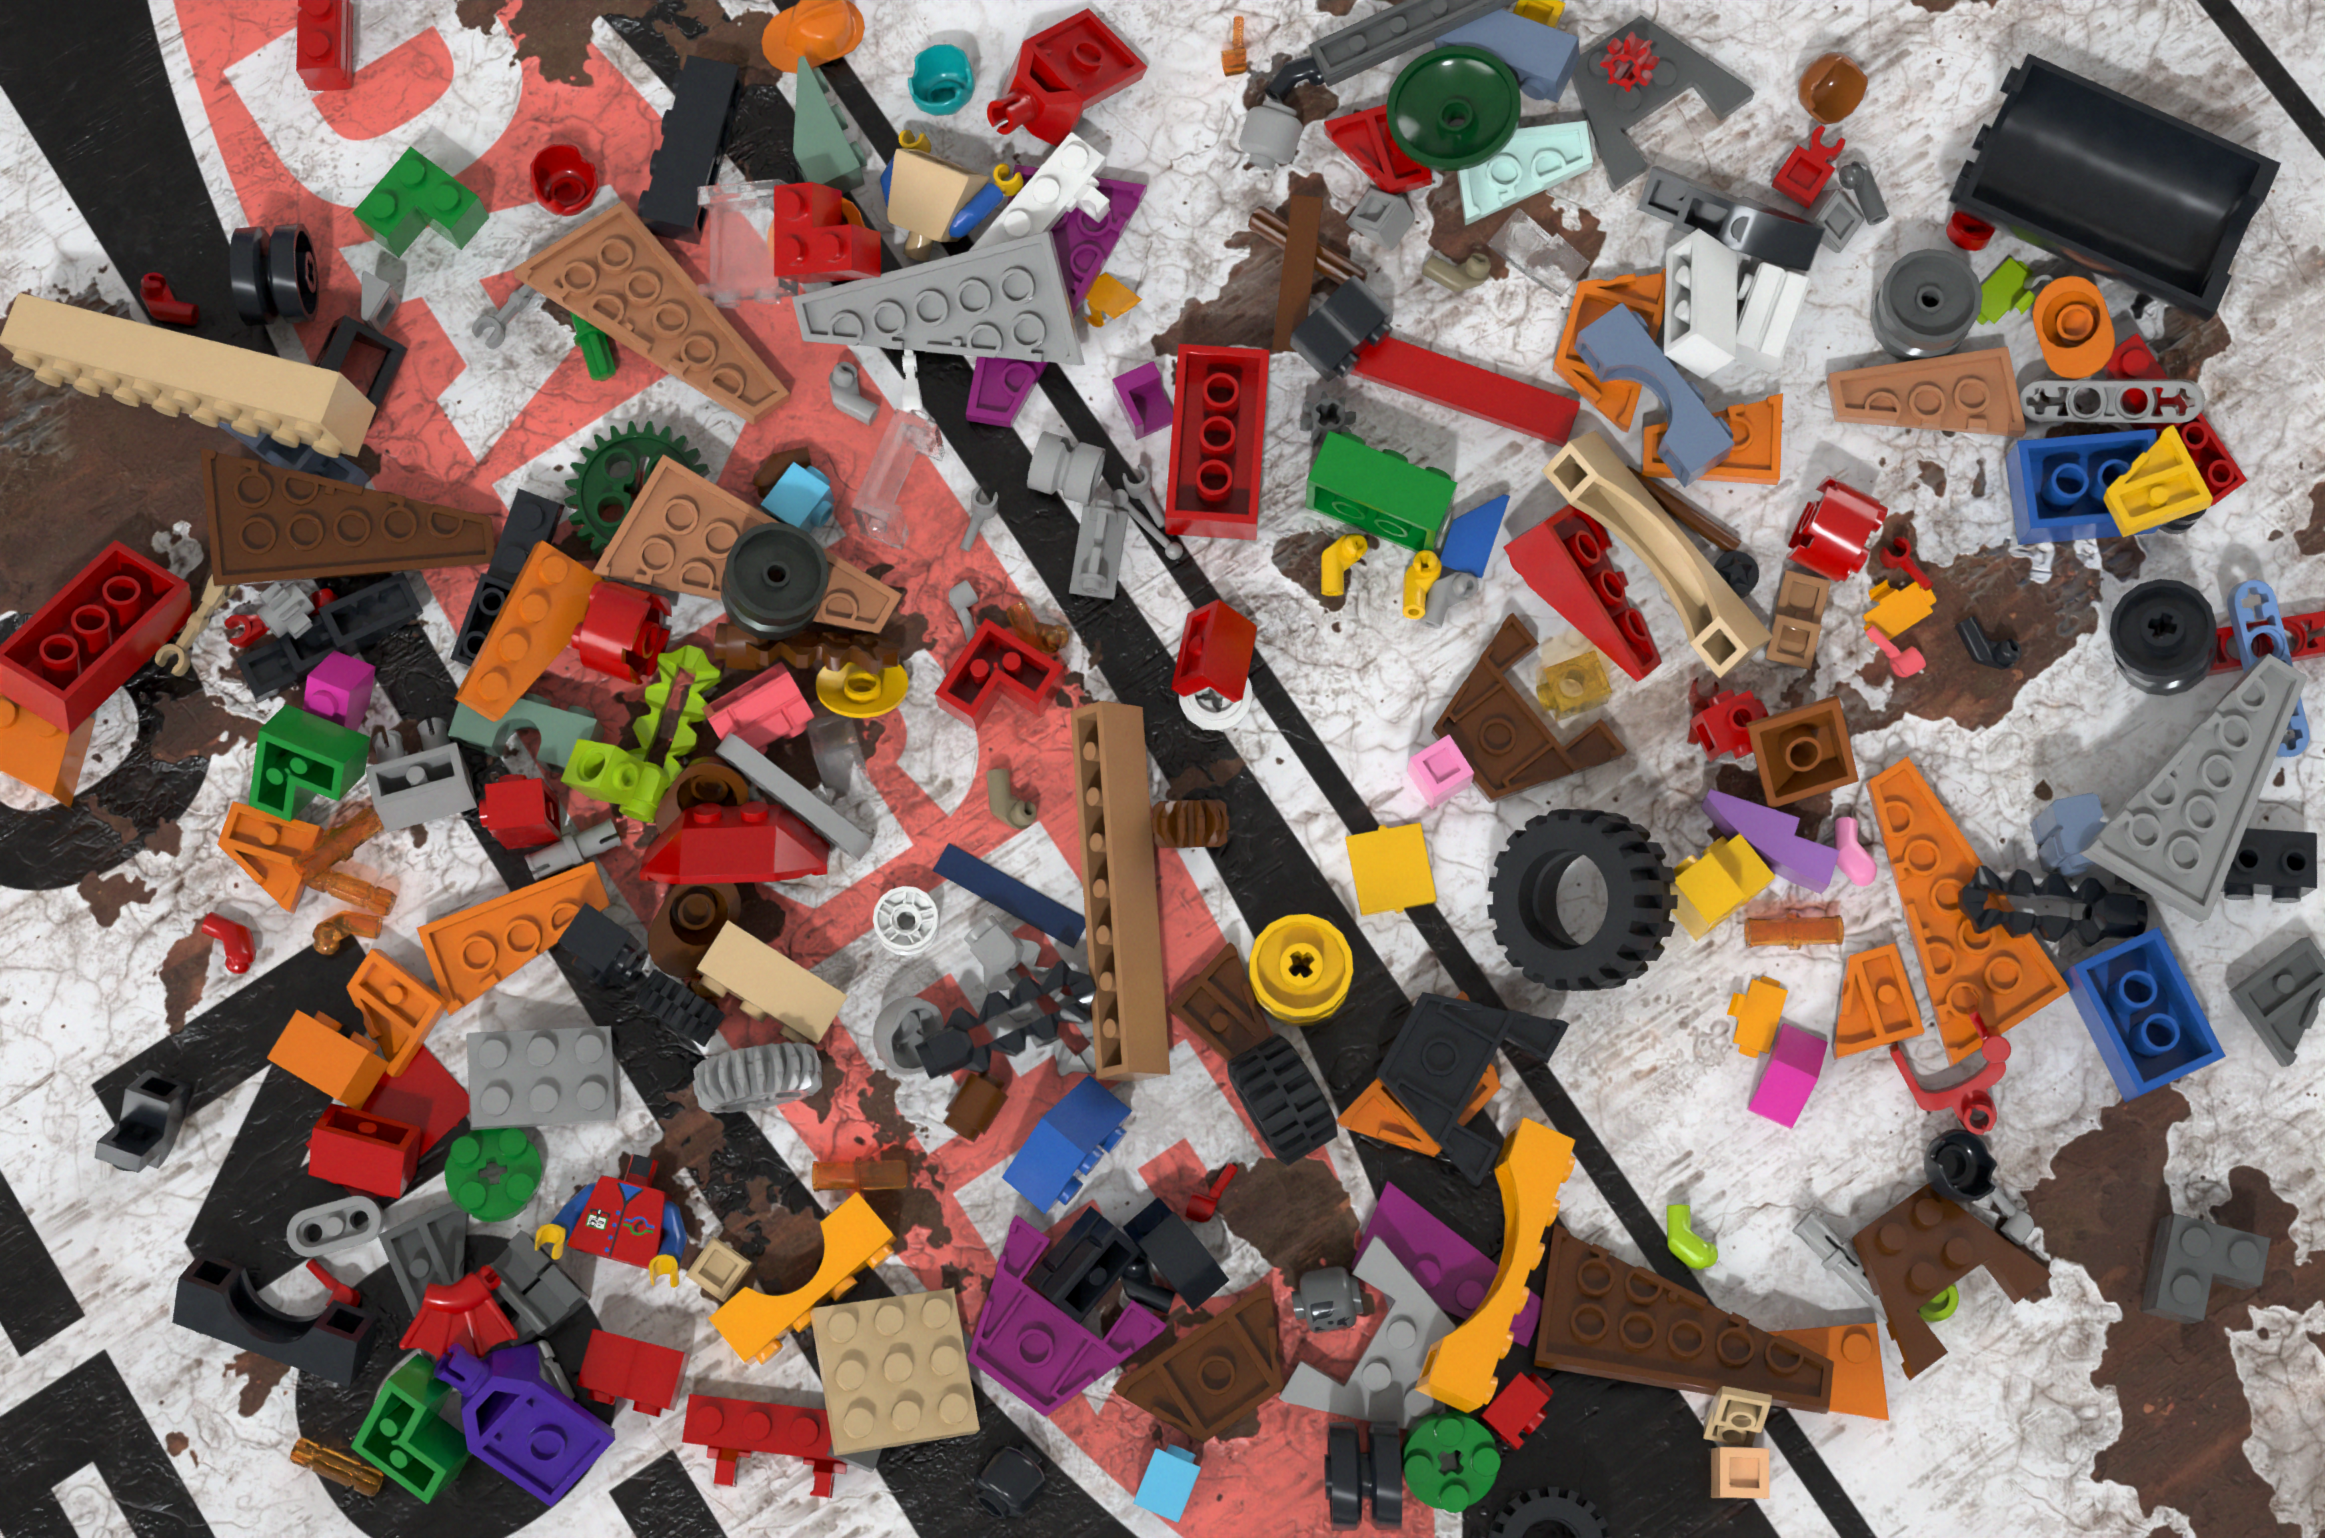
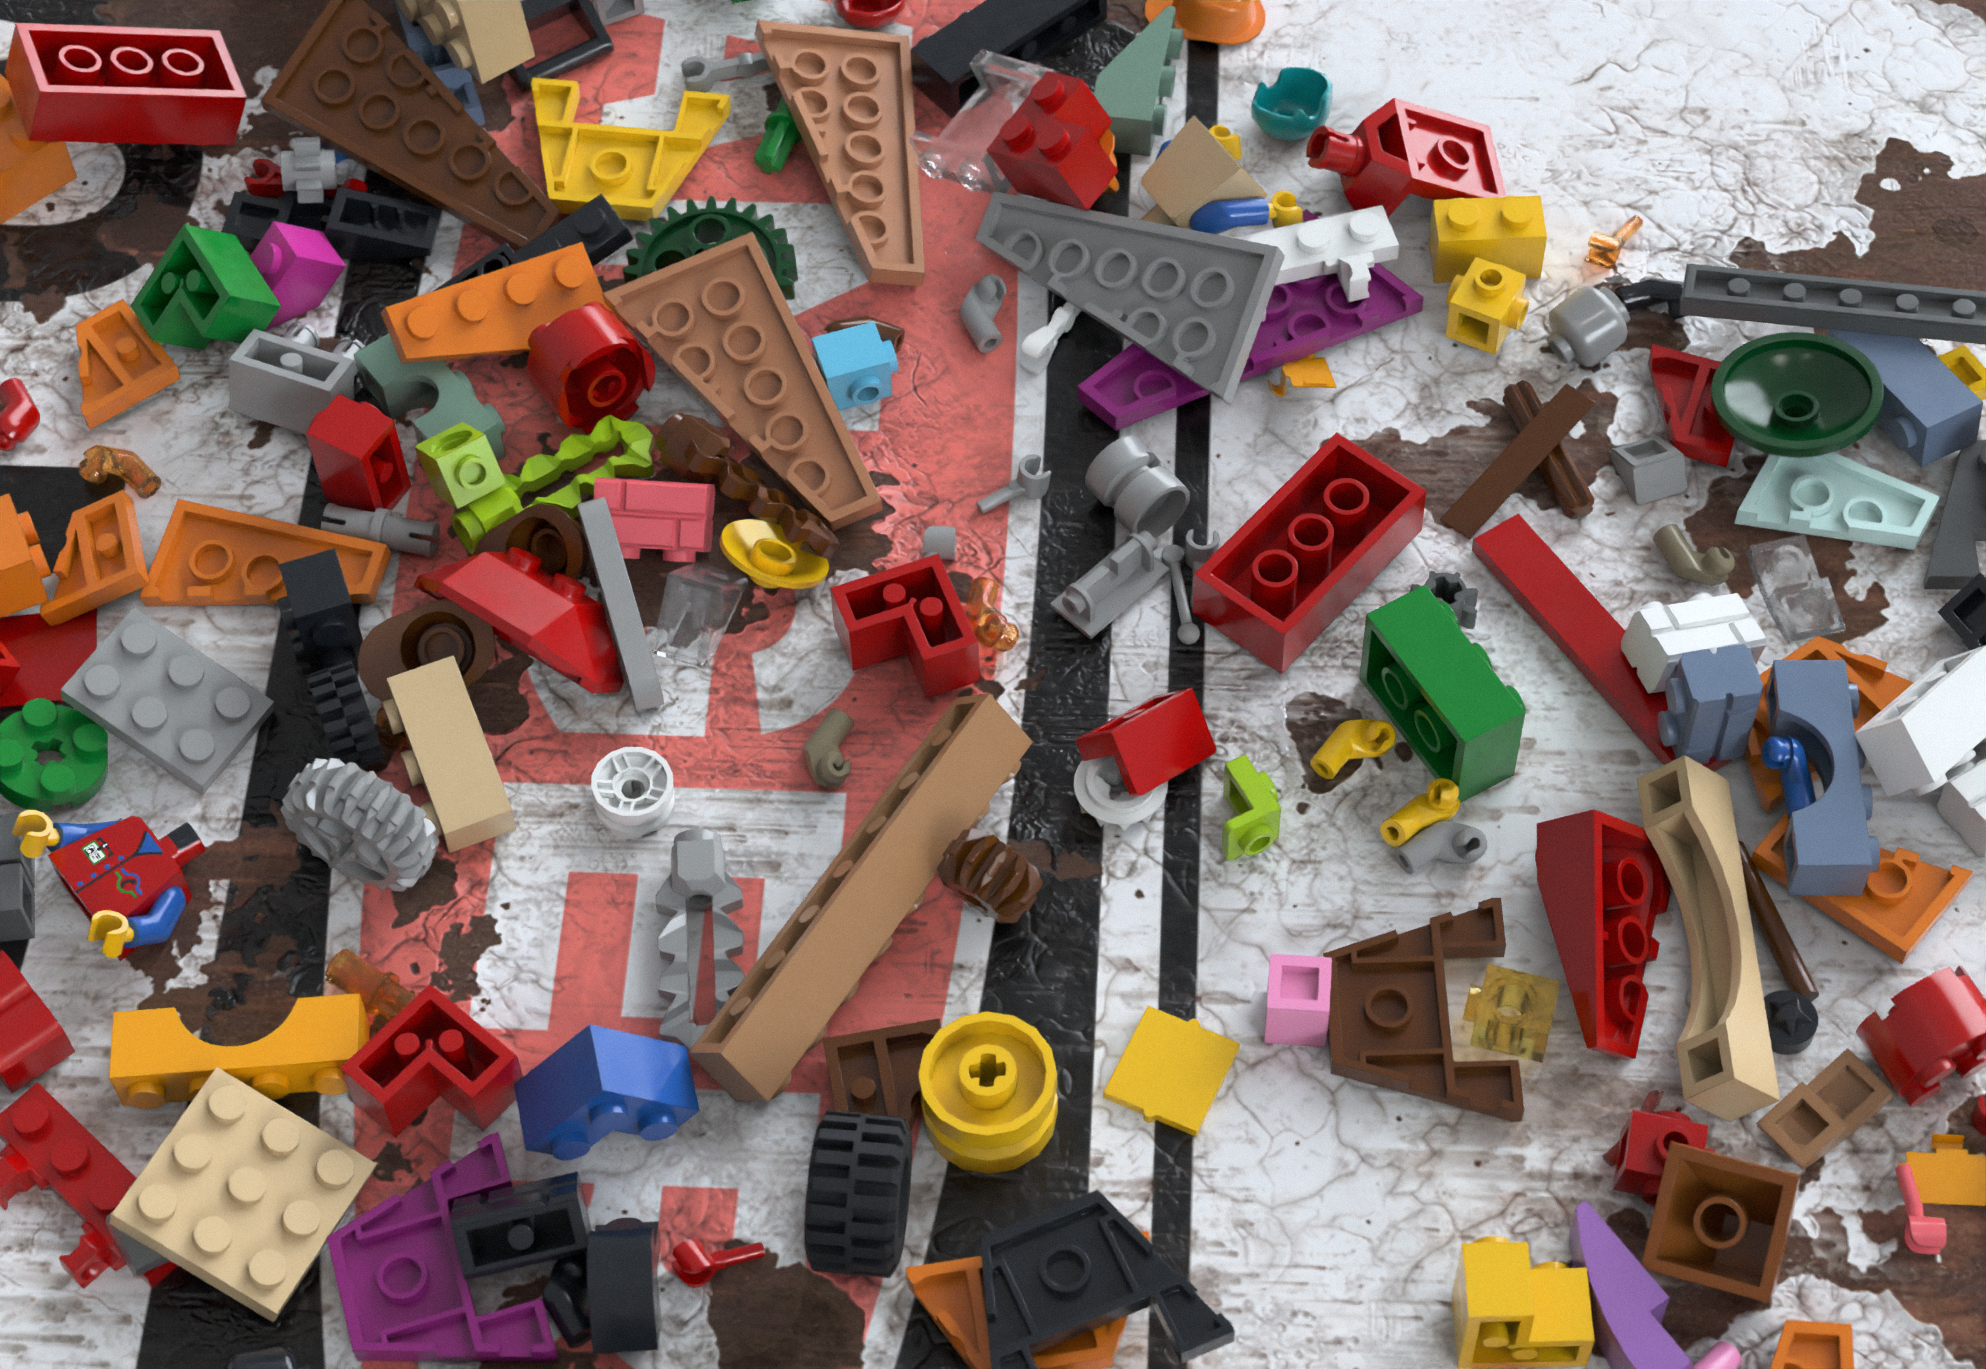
camera: 35 degrees right, 20 degrees down
(197, 622) = (268, 136): tan piece -> none
(337, 844) = (175, 389): clear orange pin -> none
(355, 891) = (156, 439): clear orange axle -> none
(493, 452) = (627, 165): none -> yellow wing
(719, 1269) = (176, 985): tan tile -> none
(780, 555) = (758, 391): pearl dark grey wheel -> none
(874, 503) = (957, 384): clear panel -> none
(899, 1026) = (541, 877): light grey helmet -> none
(934, 1192) = (430, 1054): none -> red brick
(953, 1047) = (572, 929): black sword -> none
(975, 1105) = (550, 1003): reddish brown brick -> none
(1010, 895) = (756, 838): dark blue sticker -> none
(1143, 400) = (1263, 469): magenta panel -> none
(1155, 107) = (1493, 229): none -> yellow brick
(1194, 164) = (1486, 305): none -> yellow brick
(1310, 649) = (1256, 807): none -> lime bracket
(1342, 329) = (1522, 525): black brick -> none
(1473, 537) = (1516, 803): blue slope -> none
(1506, 343) = (1703, 622): none -> white brick
(1527, 904) = (1384, 1242): black tyre -> none
(1560, 390) = (1711, 704): none -> sand blue brick
(1628, 394) = (1794, 772): none -> blue arm

